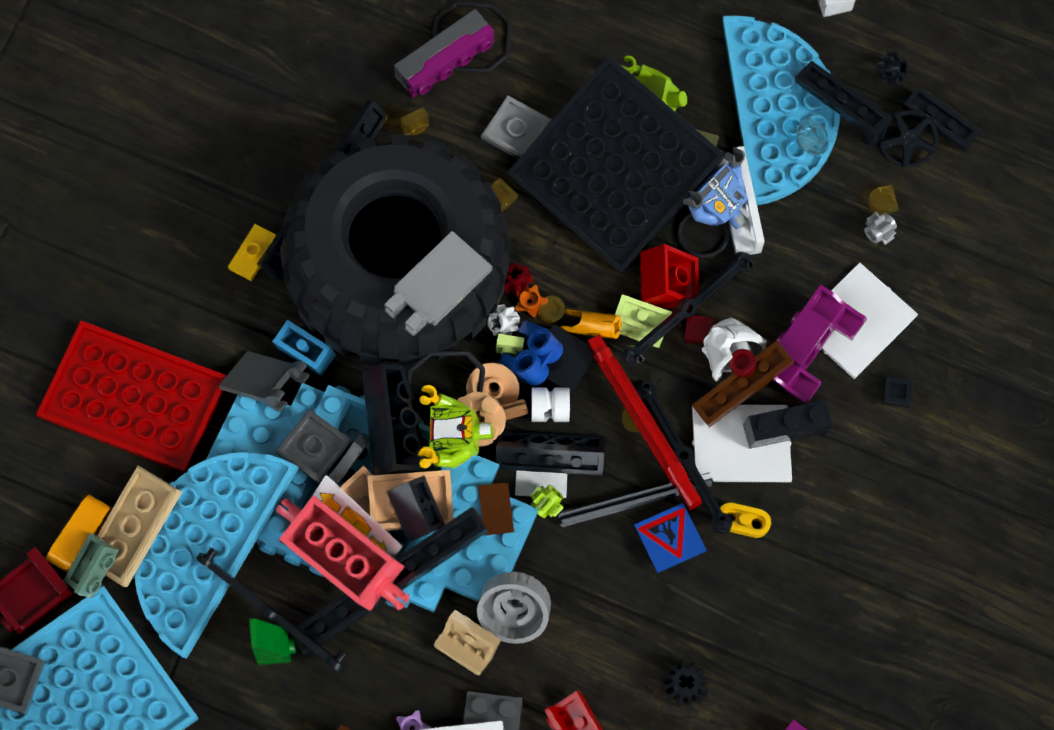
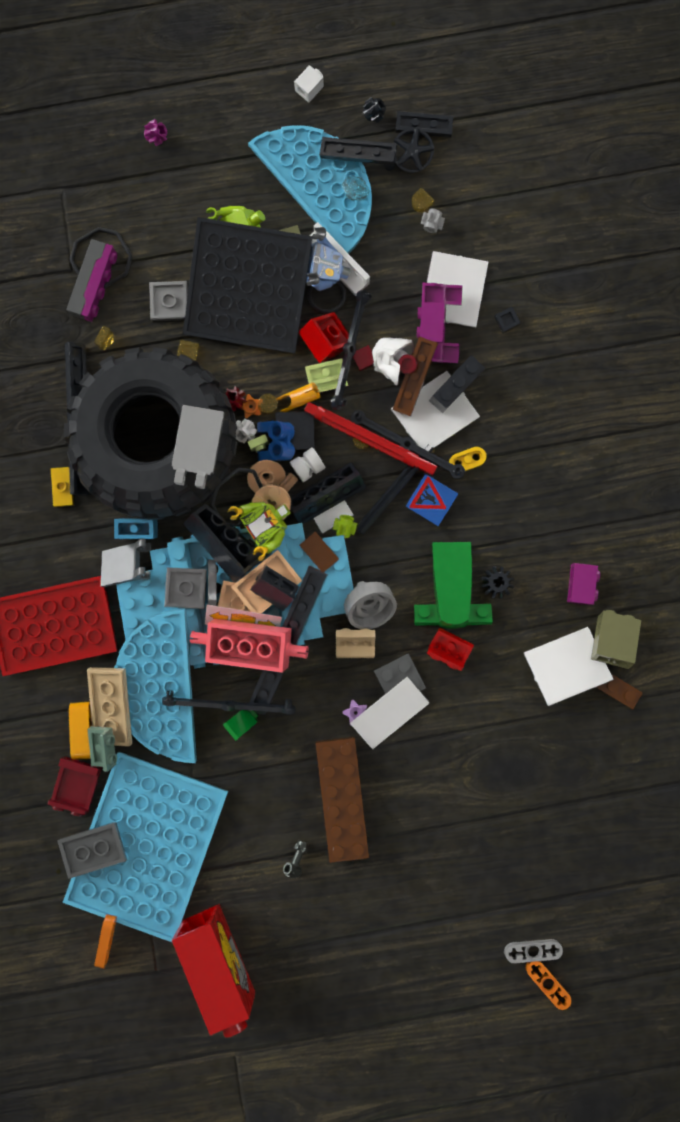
camera: 30 degrees left, 15 degrees up
(624, 659) = (452, 590): none -> green slope

